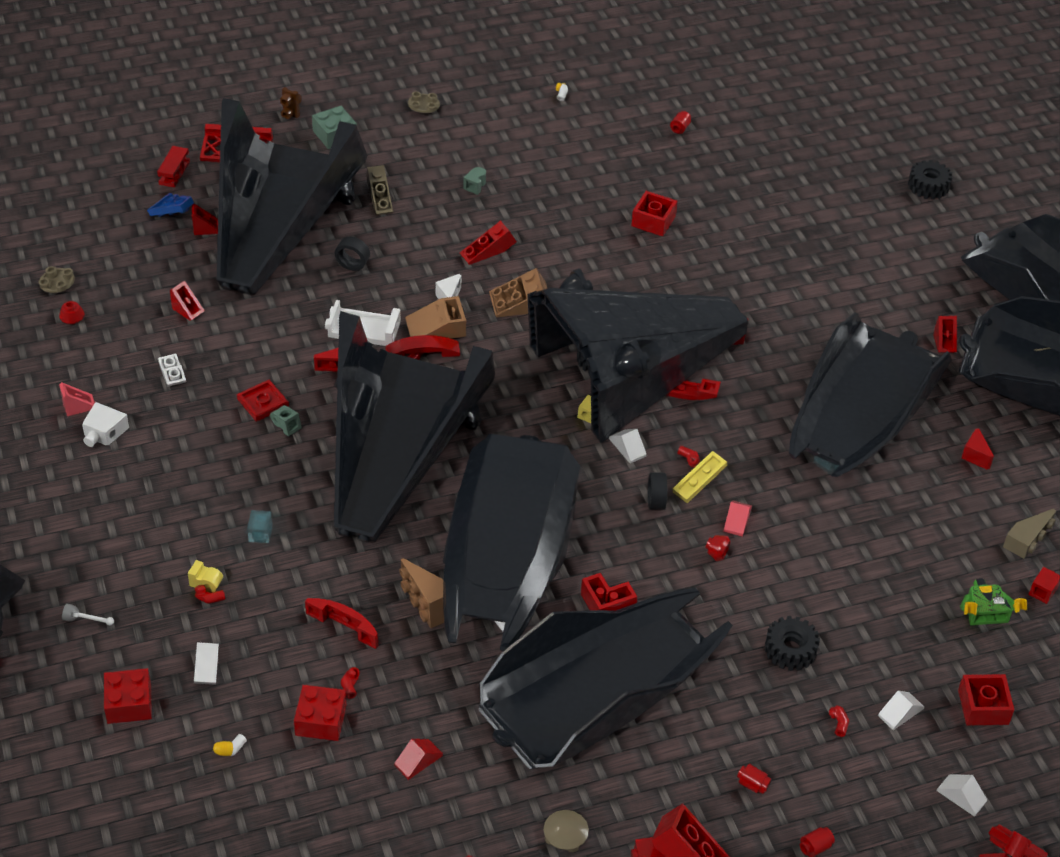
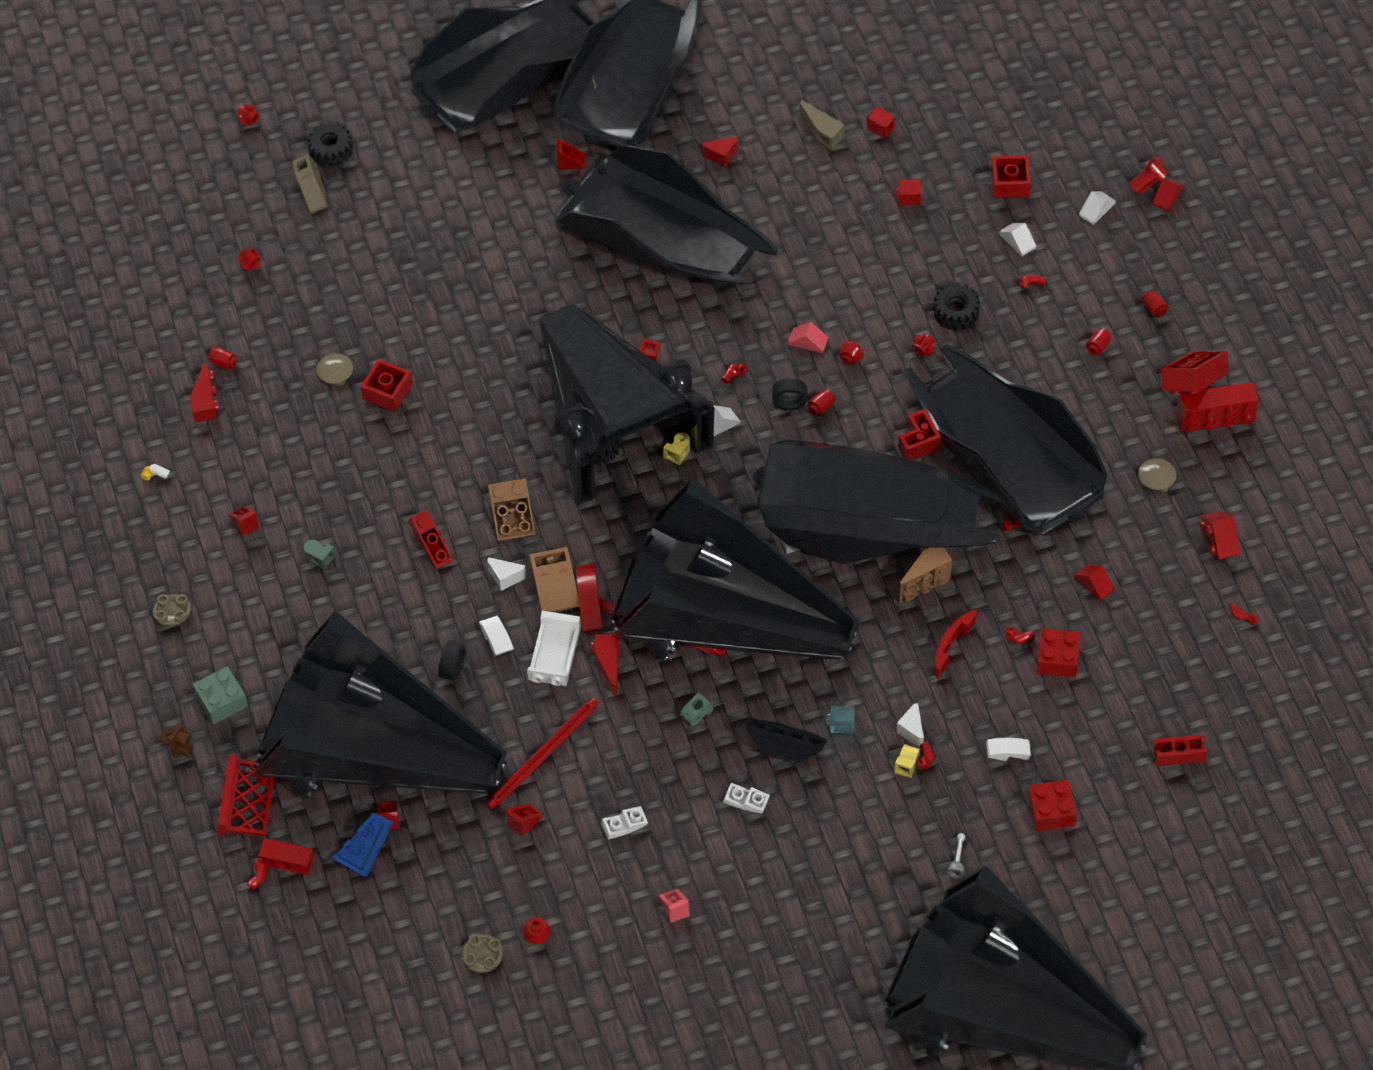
camera: 85 degrees left, 10 degrees up
(103, 425) = (710, 873): white torso -> none
(159, 154) = (260, 876): none -> red arm
(180, 830) = (1186, 743): none -> red piece
(184, 455) = (745, 799): none -> white slope
(228, 748) = (1096, 721): arm -> none
(243, 478) = (784, 740): none -> black wedge
(244, 582) = (910, 726): none -> white slope
(255, 318) = (542, 754): none -> red piece
(262, 400) = (665, 736): red tile -> none
(383, 284) = (496, 635): none -> white slope
(511, 138) = (244, 519): none -> red slope
(639, 112) = (202, 397): none -> red slope
(653, 522) = (821, 402): none -> red brick
(676, 189) = (334, 369): none -> dark tan dish
(699, 477) = (763, 361): light yellow hinge -> none
(734, 610) = (924, 345): none -> red gear
(789, 133) = (249, 259): none -> red gear
(884, 164) = (310, 183): none -> dark tan slope
(948, 607) = (909, 192): none -> red brick
(953, 129) = (248, 115): none -> red gear
(989, 604) = (905, 161): torso -> none

